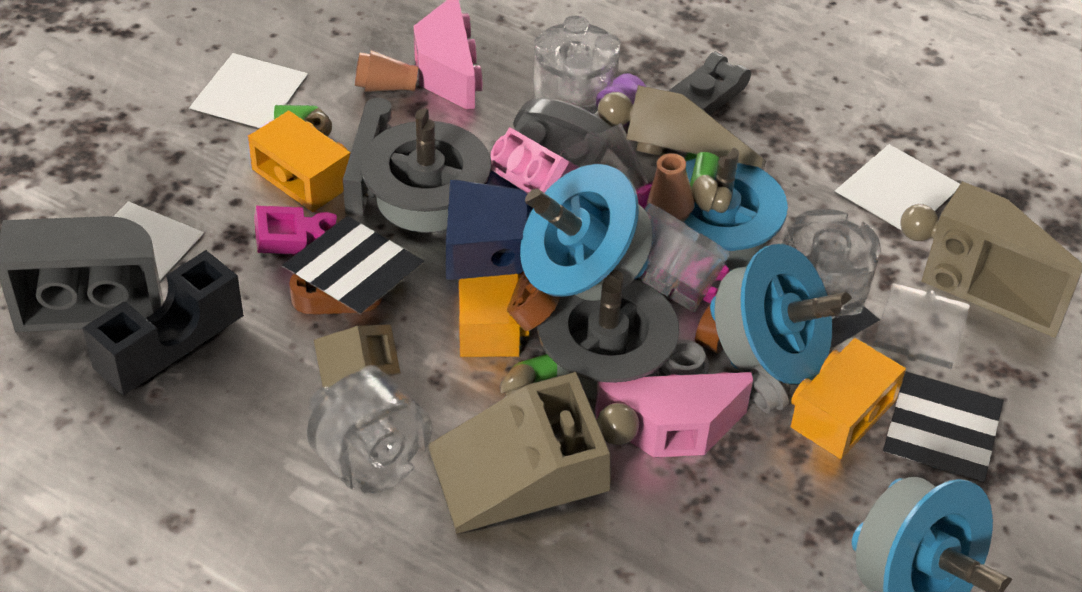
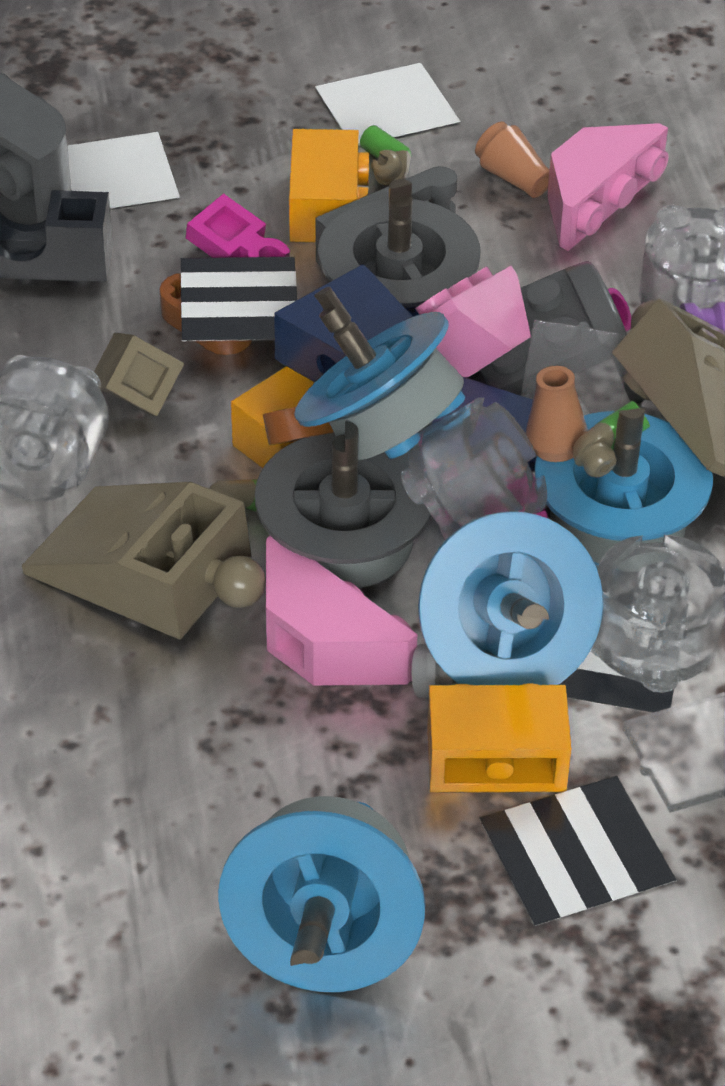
camera: 50 degrees right, 0 degrees up
(687, 359) = (398, 590): light grey plate -> none

